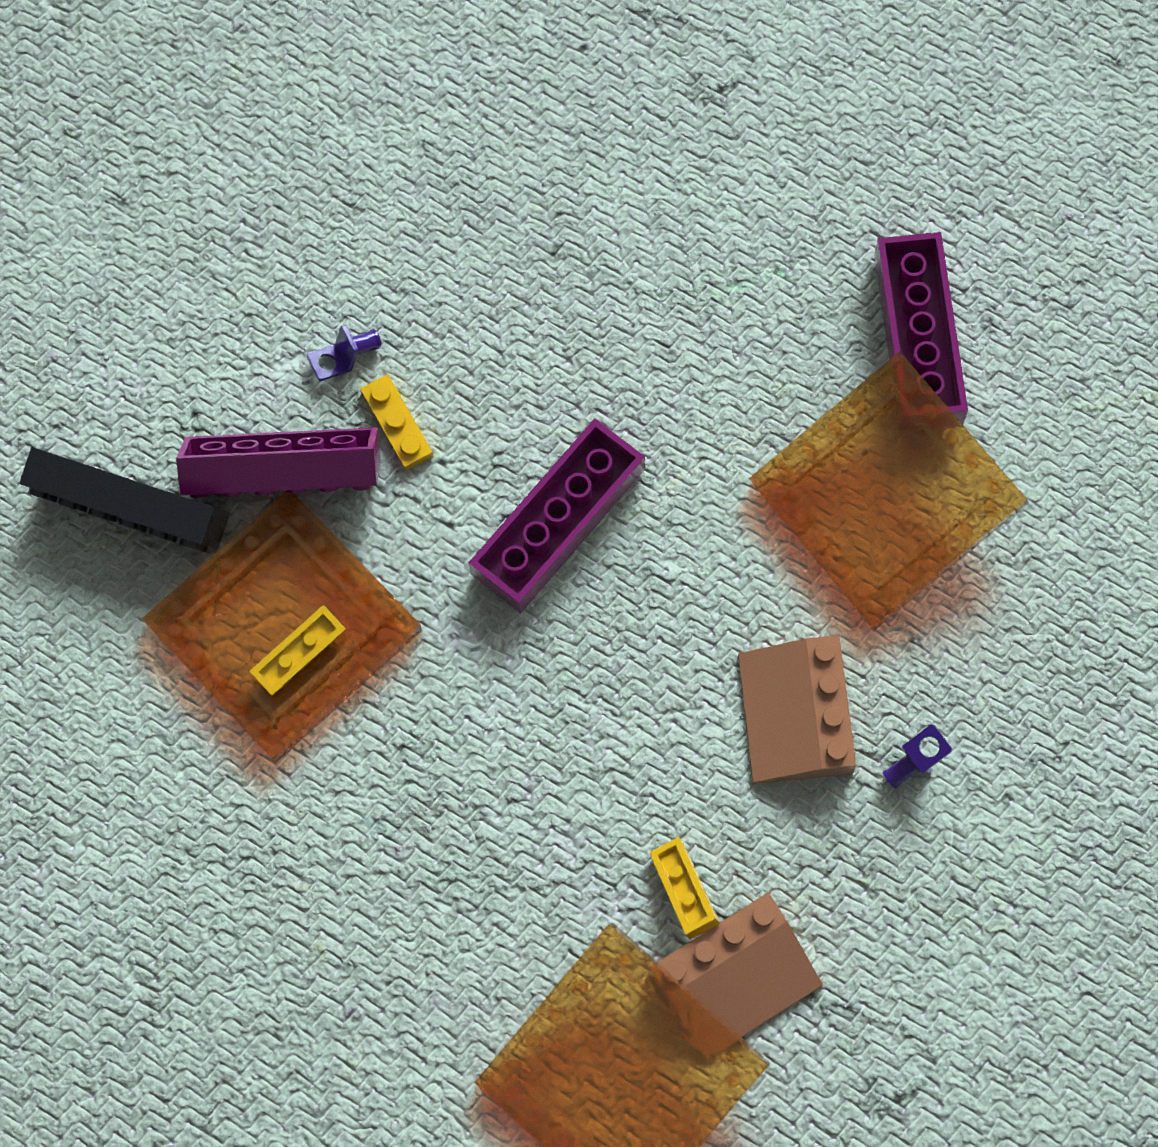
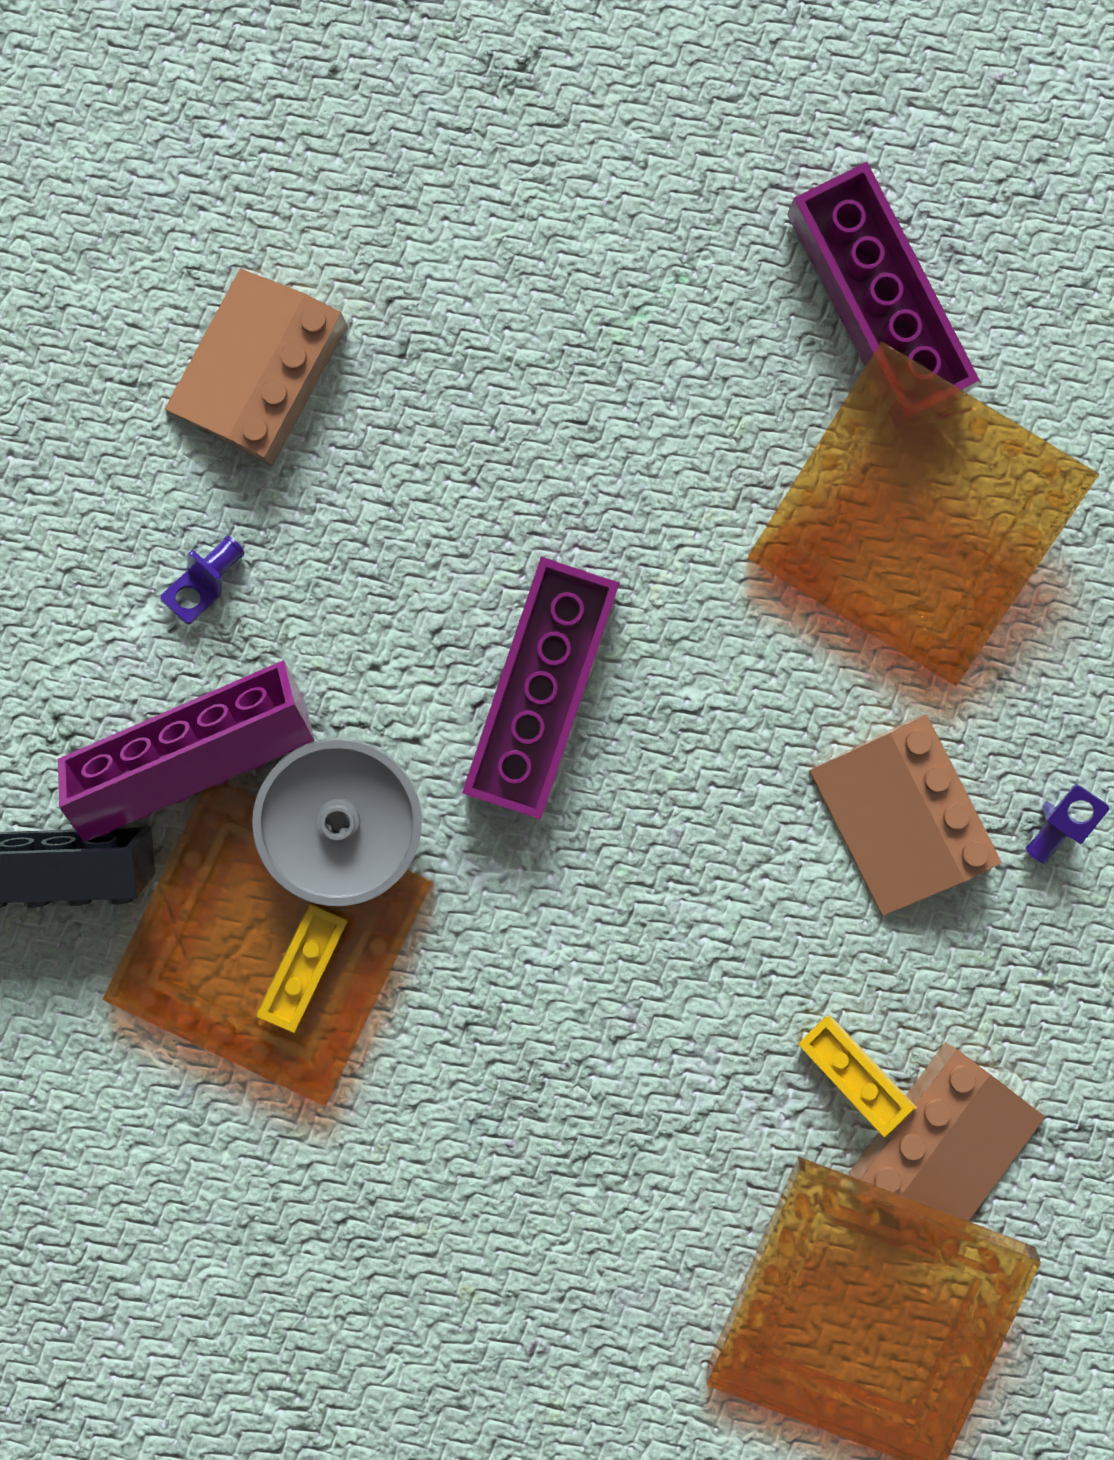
camera: 30 degrees left, 15 degrees up
(368, 549) = (337, 822): none -> light grey dish
(396, 422) = (301, 640): yellow plate -> none
(446, 223) = (257, 365): none -> nougat slope

